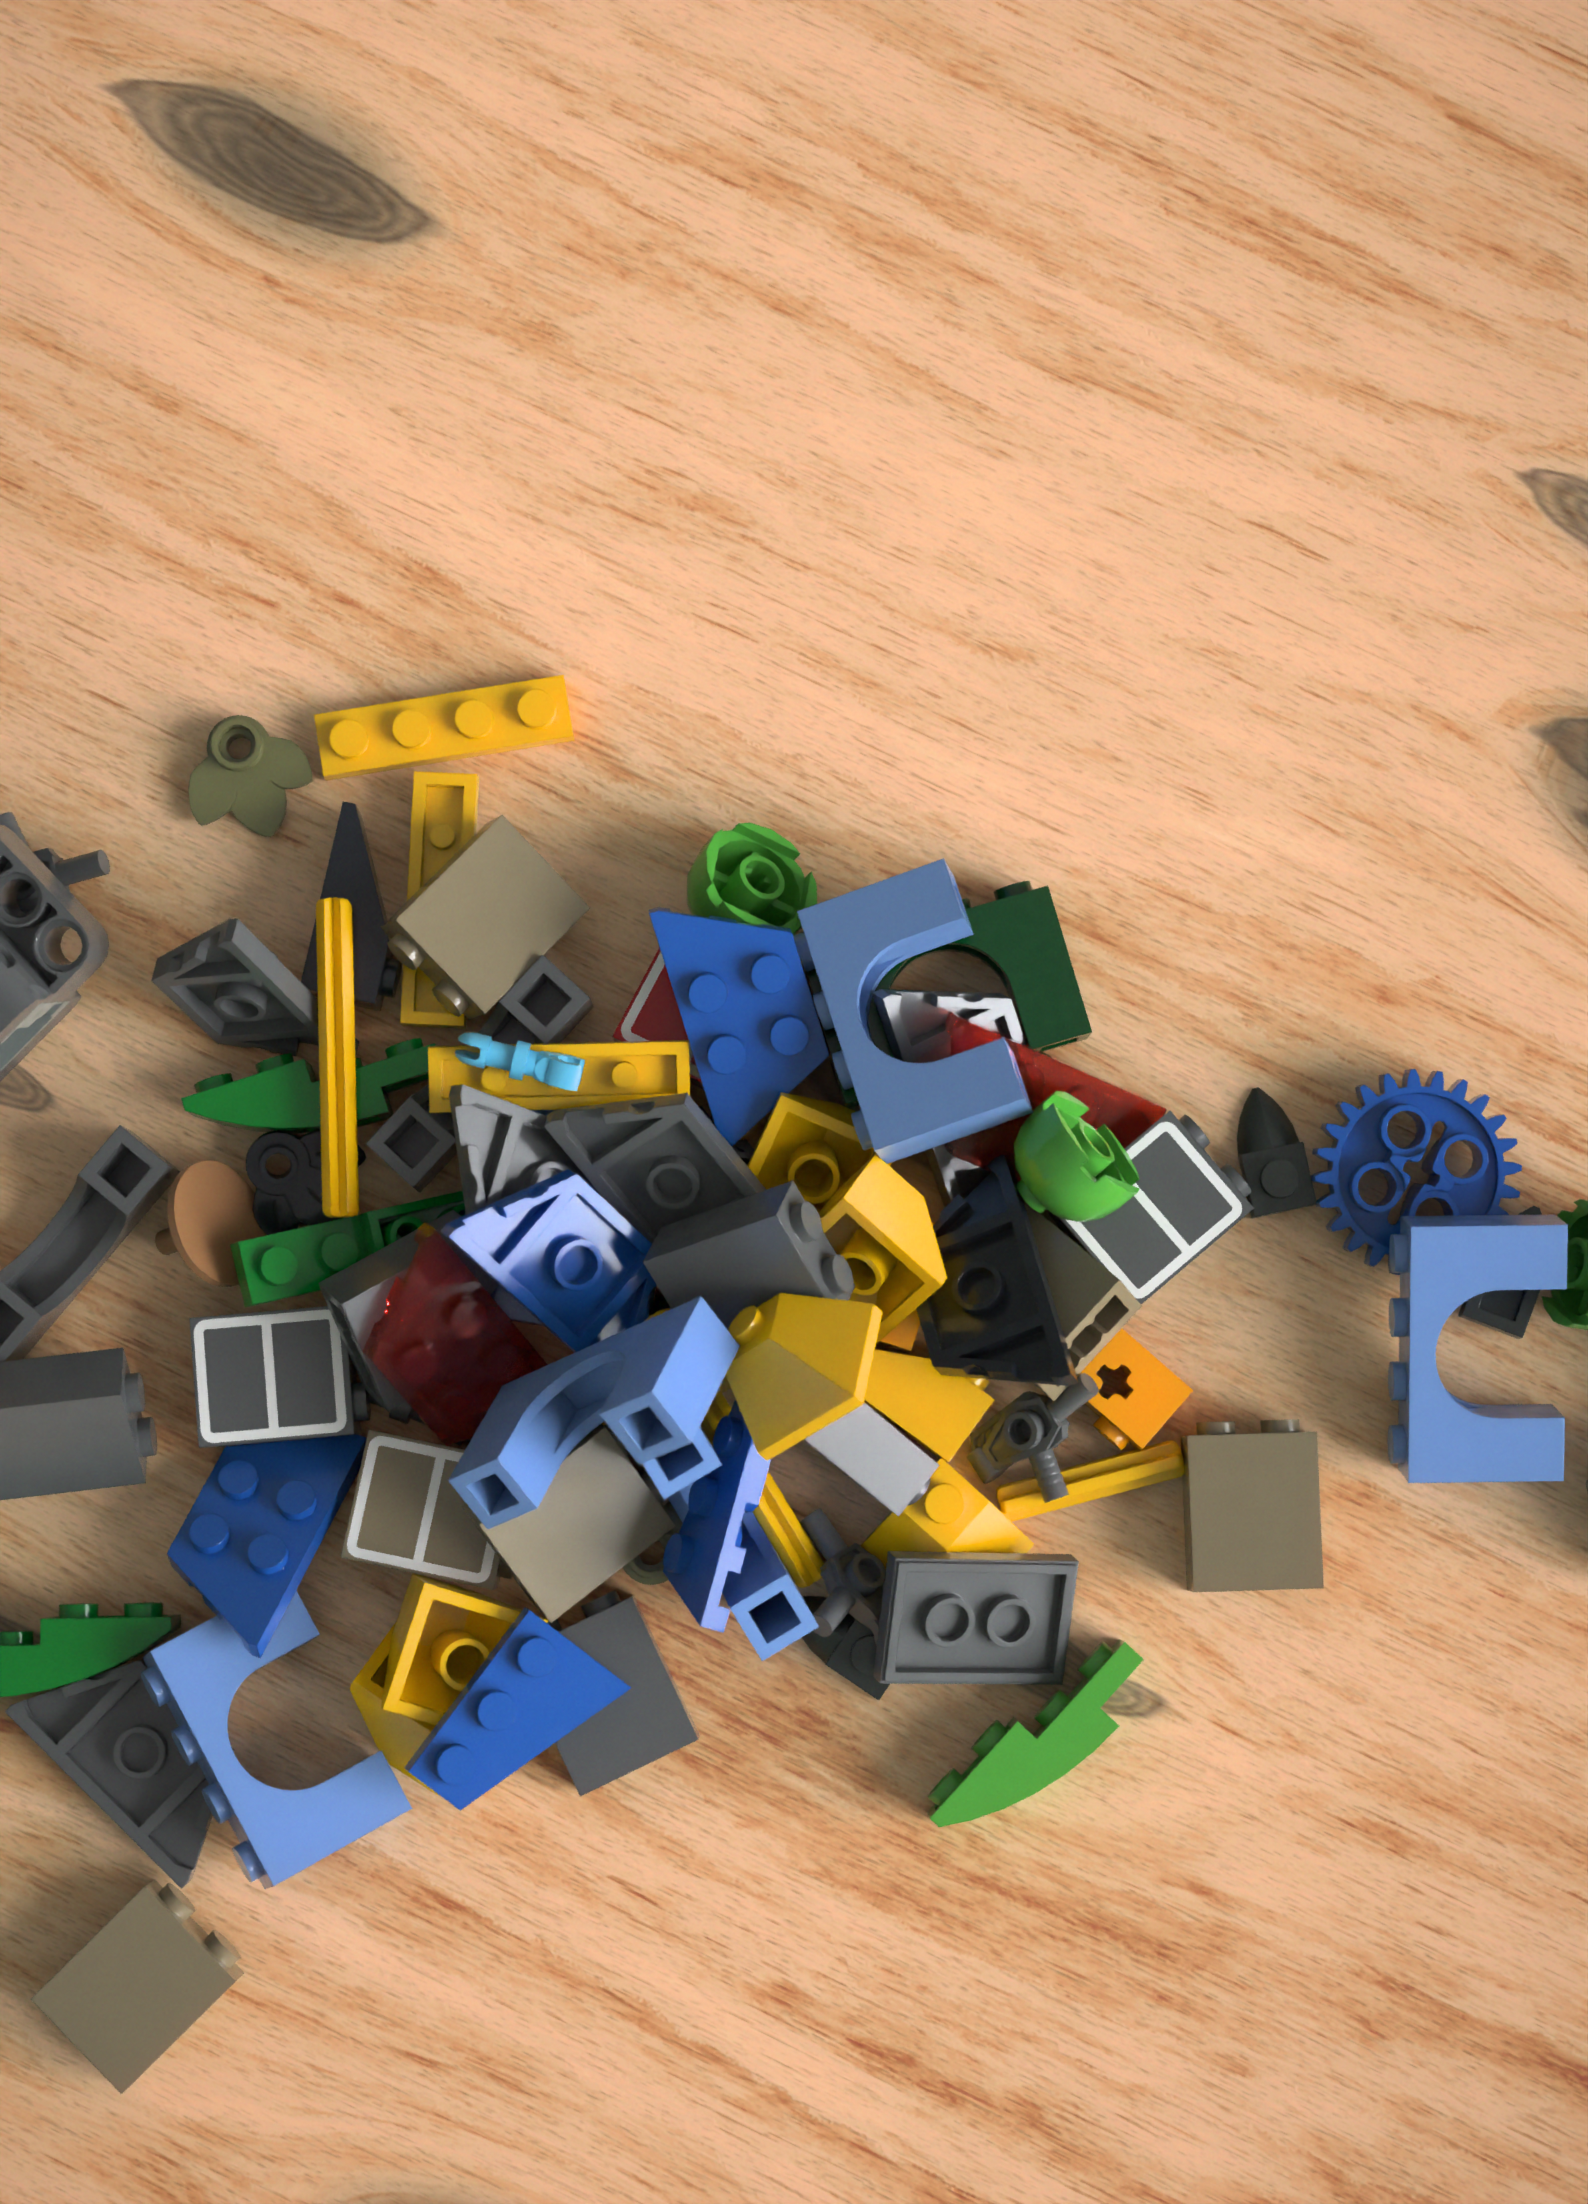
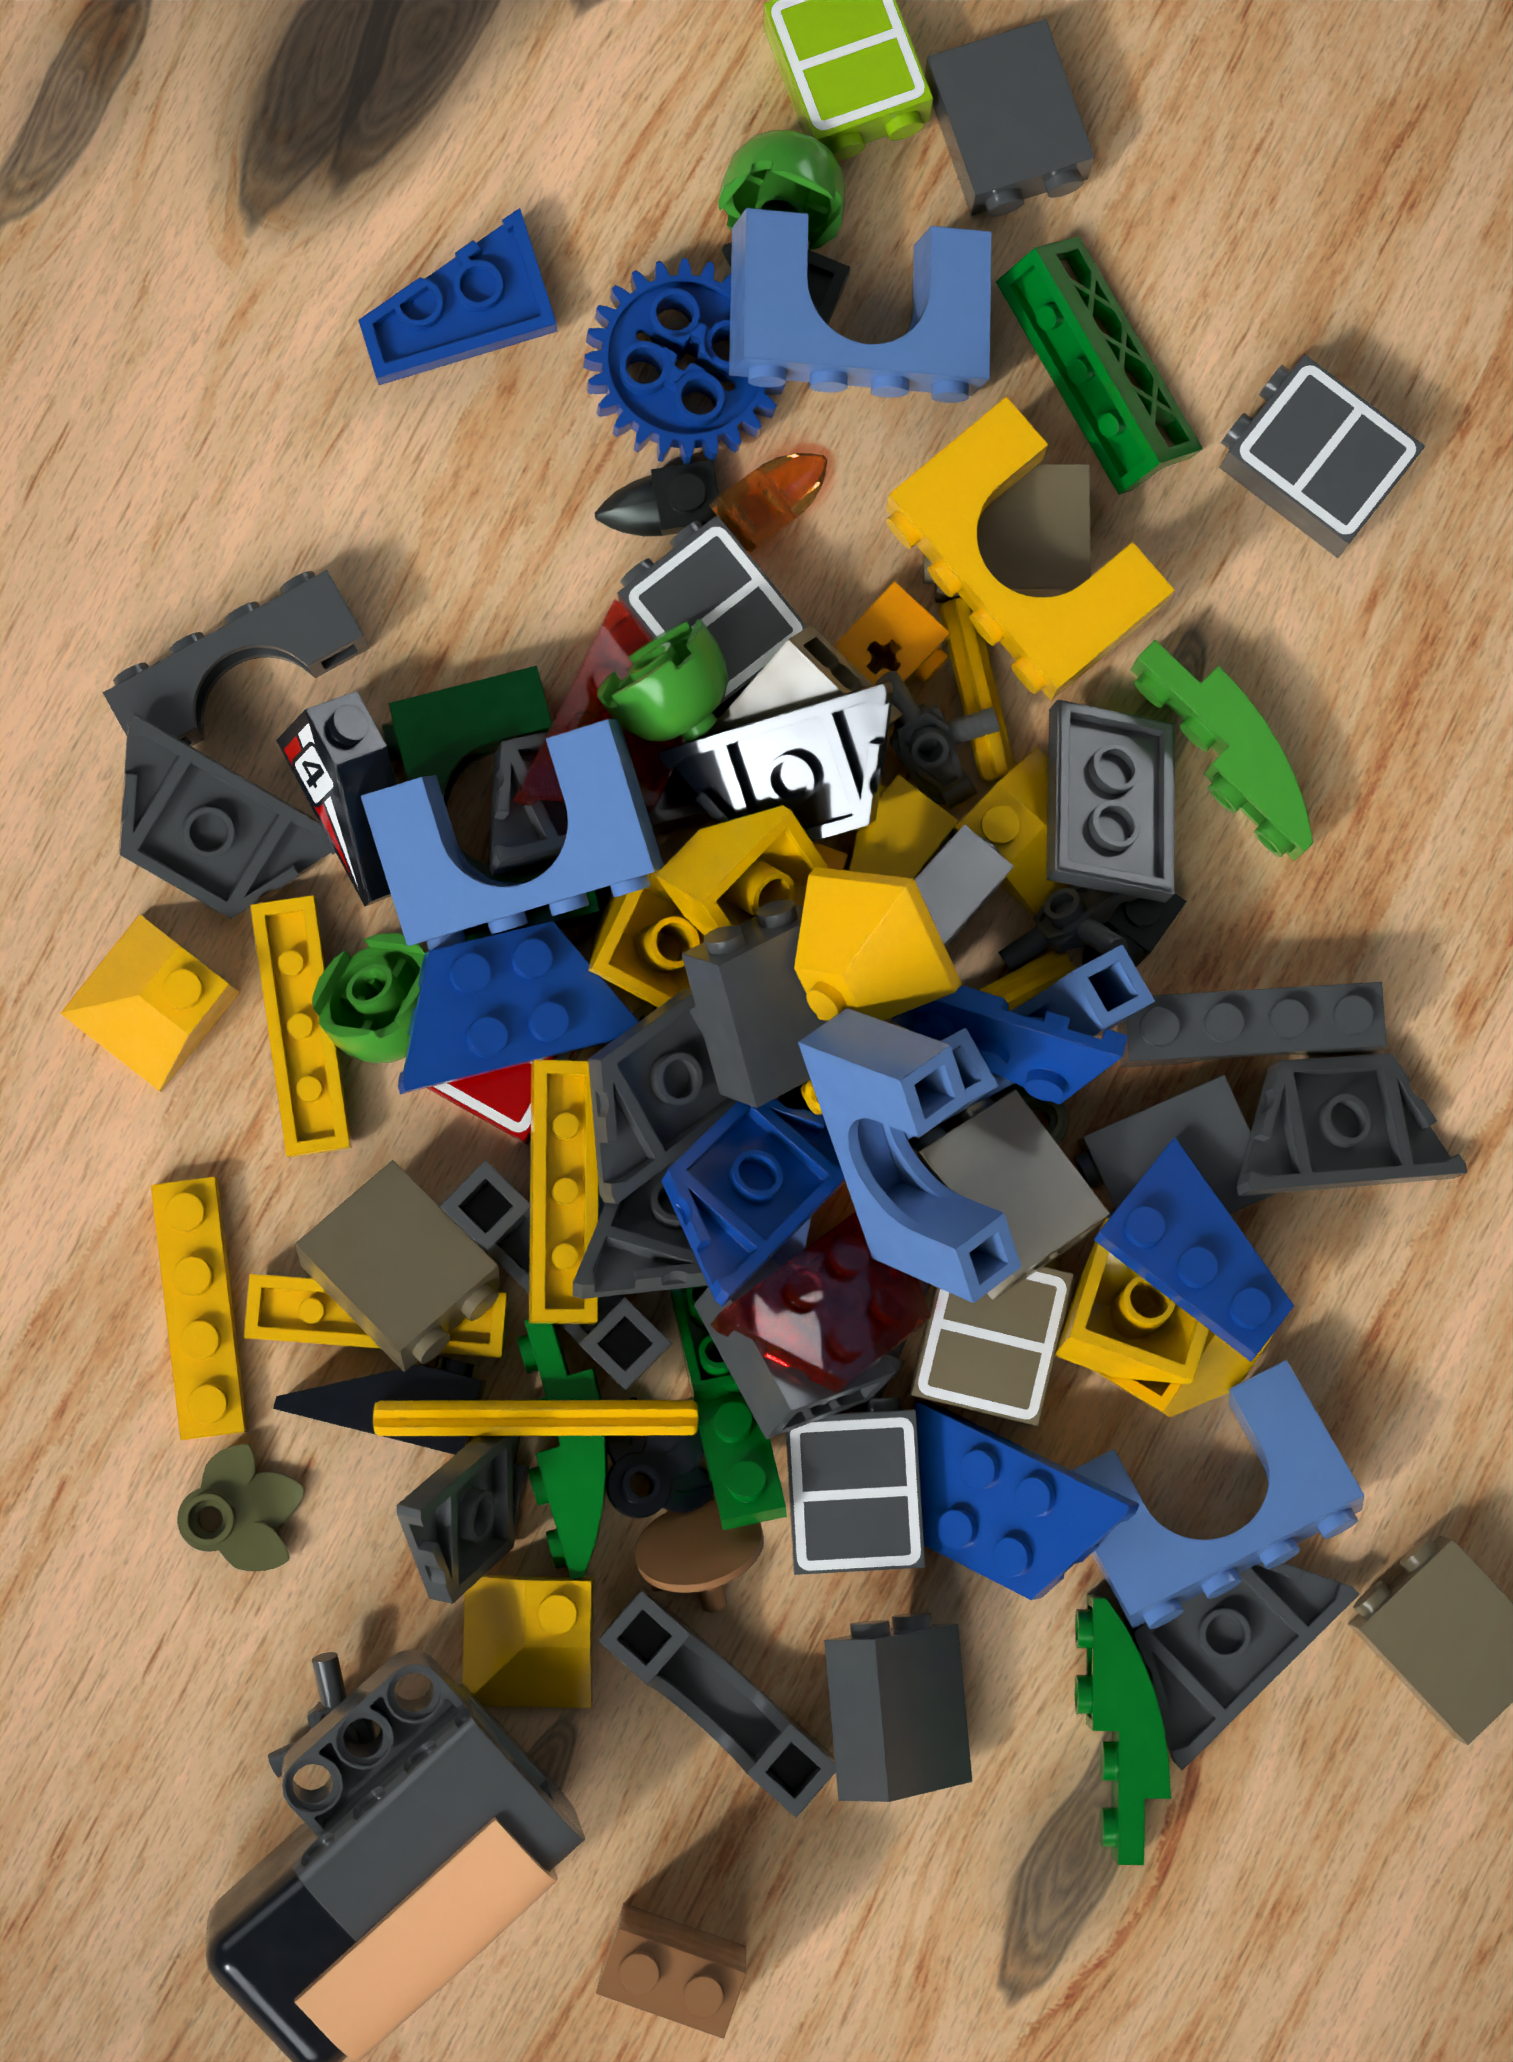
camera: 90 degrees left, 0 degrees up
(125, 1062) = (529, 1641): none -> yellow slope
(547, 1067) = (556, 1200): medium azure piece -> none
(649, 1862) = (1341, 1128): none -> dark grey wing
(686, 818) = (302, 1053): none -> yellow plate
(745, 666) = (150, 1002): none -> yellow slope
(752, 1772) = (1256, 1023): none -> dark grey arch
(920, 717) = (209, 824): none -> dark grey wing
(982, 842) = (336, 761): none -> black slope
(1041, 667) = (302, 626): none -> dark grey arch
(1137, 1548) = (1047, 636): none -> yellow arch
(1279, 1264) = (770, 498): none -> clear orange plate
(1349, 1829) = (1318, 454): none -> dark grey brick
(1433, 1589) = (1091, 364): none -> green fence
(1461, 947) = (464, 309): none -> blue wing

